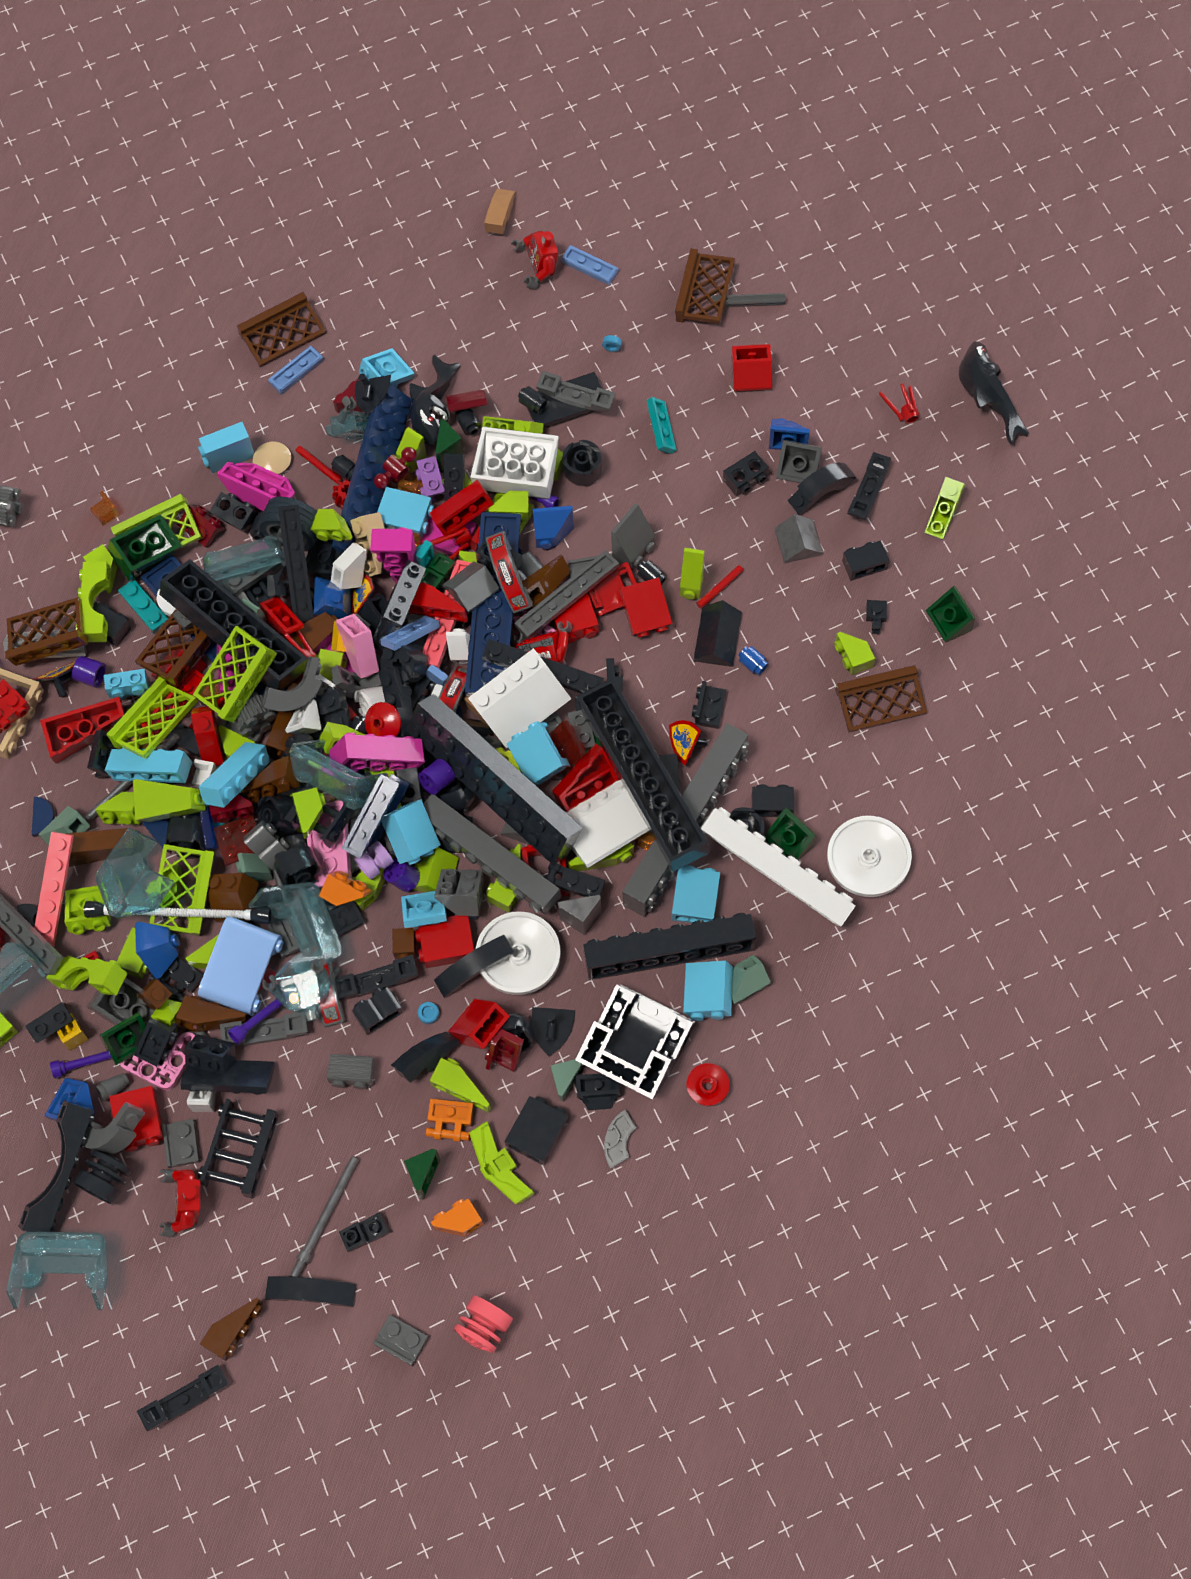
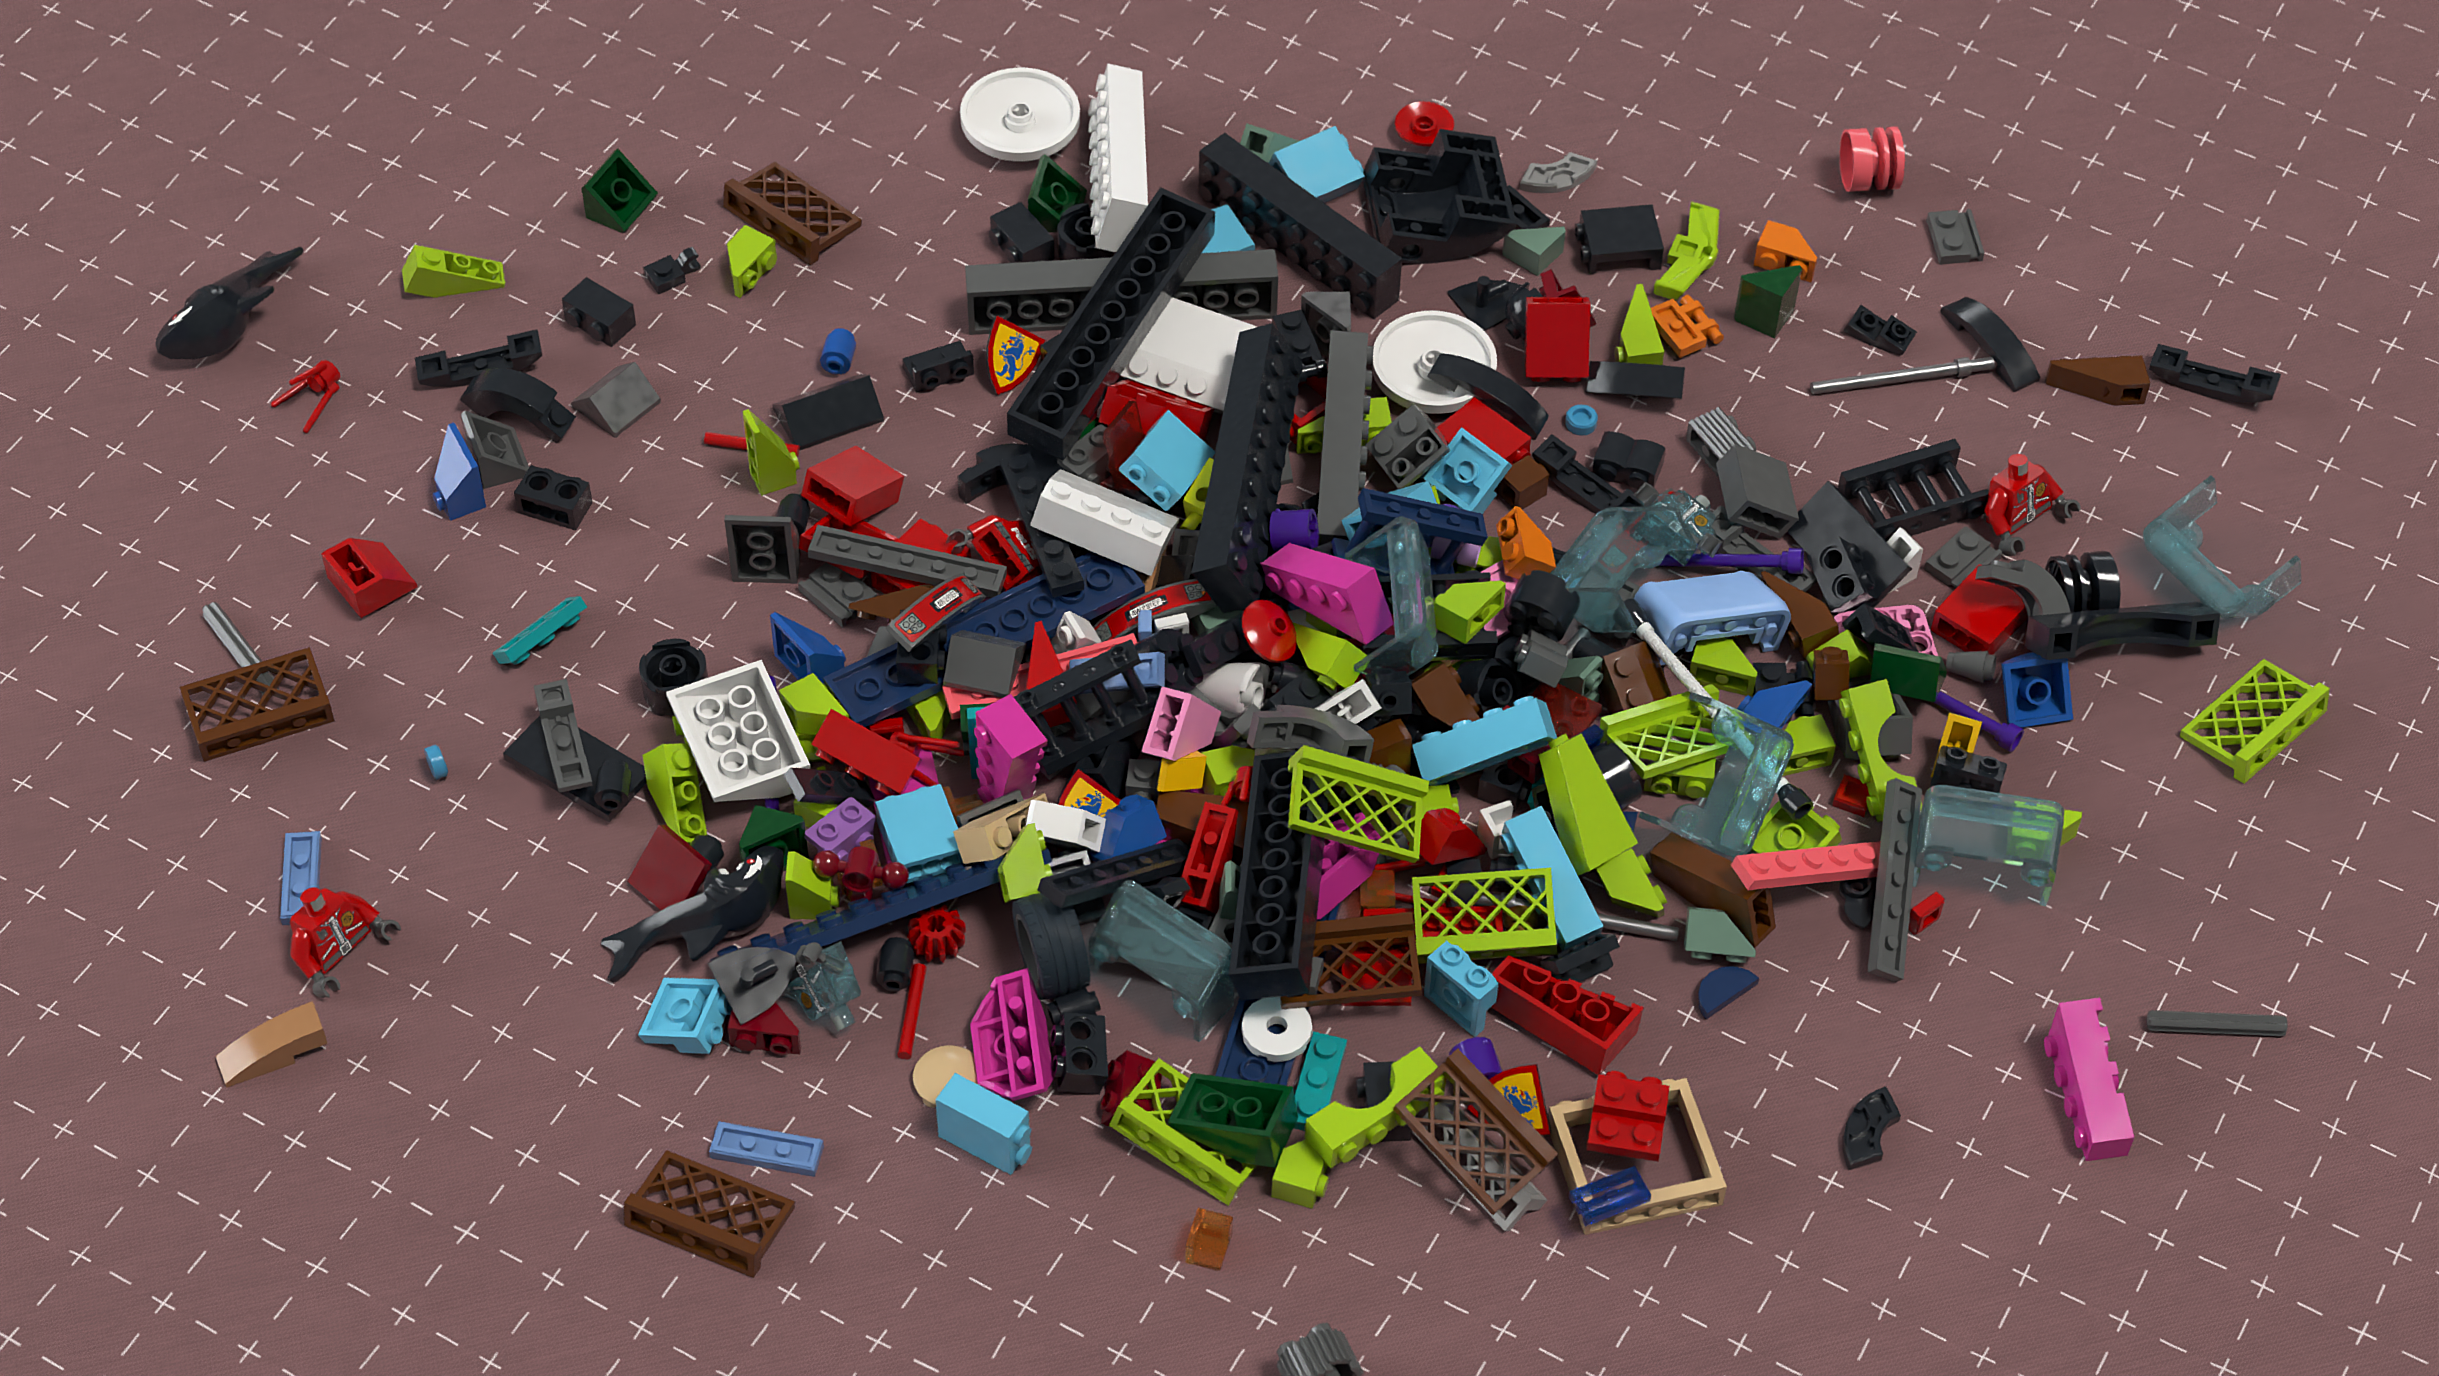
camera: 130 degrees left, 15 degrees down
(298, 1055) = (1757, 491): none -> dark grey brick

